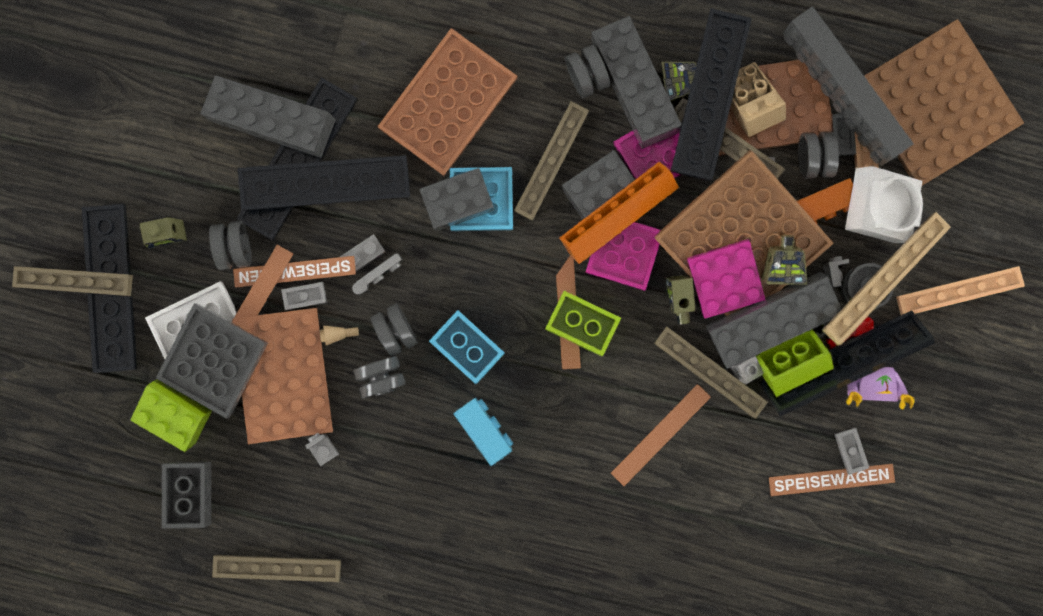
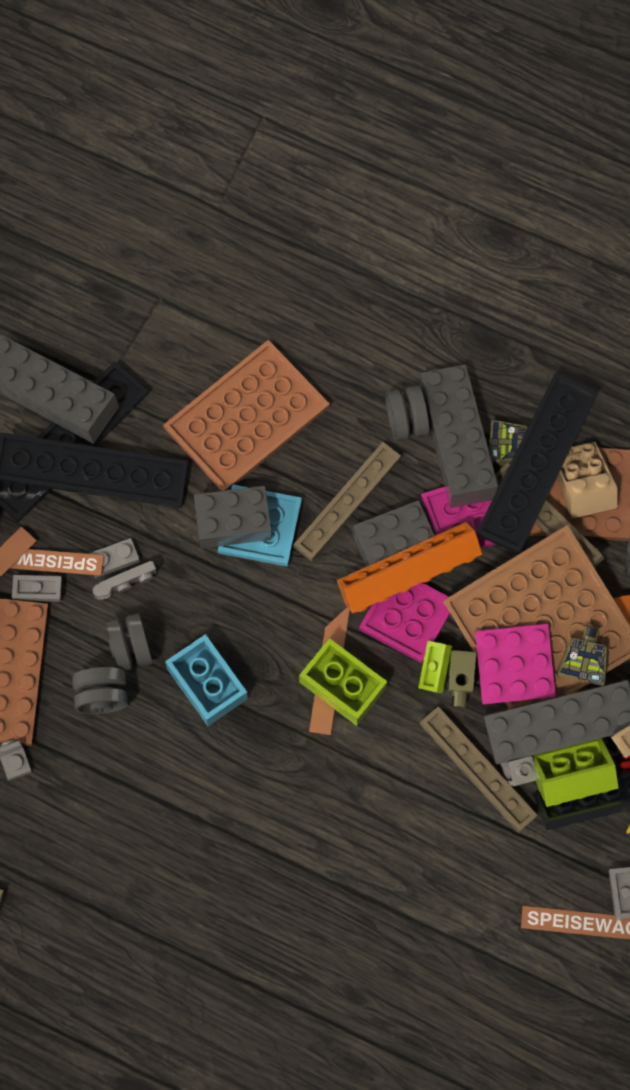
camera: 10 degrees right, 15 degrees down
(333, 334) = (58, 636): tan cone -> none
(484, 430) = (204, 775): medium azure brick -> none
(657, 293) = (435, 666): none -> lime plate
(660, 435) = (406, 830): nougat sticker -> none

